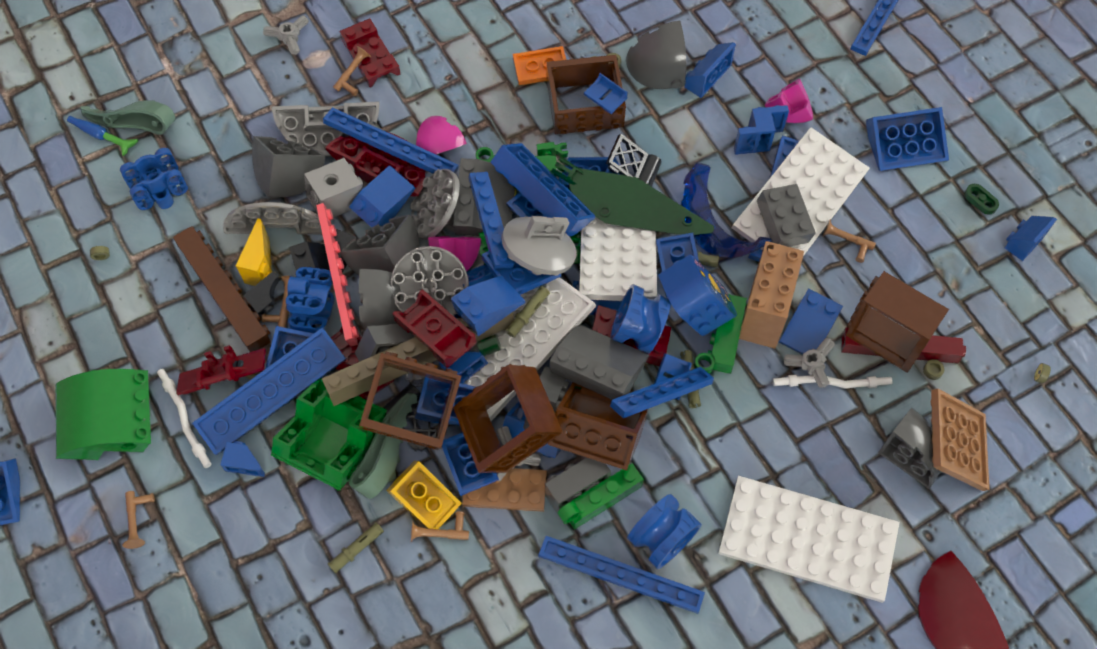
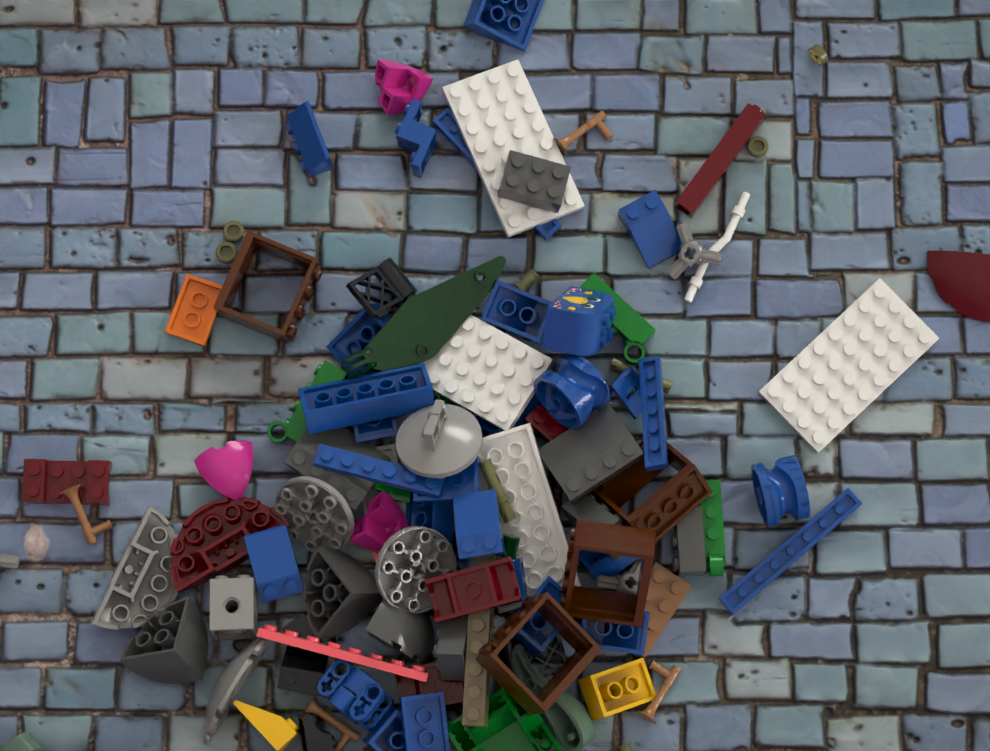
camera: 60 degrees left, 15 degrees up
(387, 142) = (211, 522): blue plate -> none
(552, 149) = (309, 364): green plate -> none
(600, 88) = (306, 268): blue piece -> none
(659, 57) = (272, 185): dark grey brick -> none
(696, 201) = (465, 255): clear blue windscreen -> none
(771, 294) = (610, 250): medium nougat window -> none
(903, 306) = (713, 161): reddish brown window -> none
(912, 448) = (822, 219): dark grey brick -> none
(959, 440) = (843, 177): medium nougat plate -> none

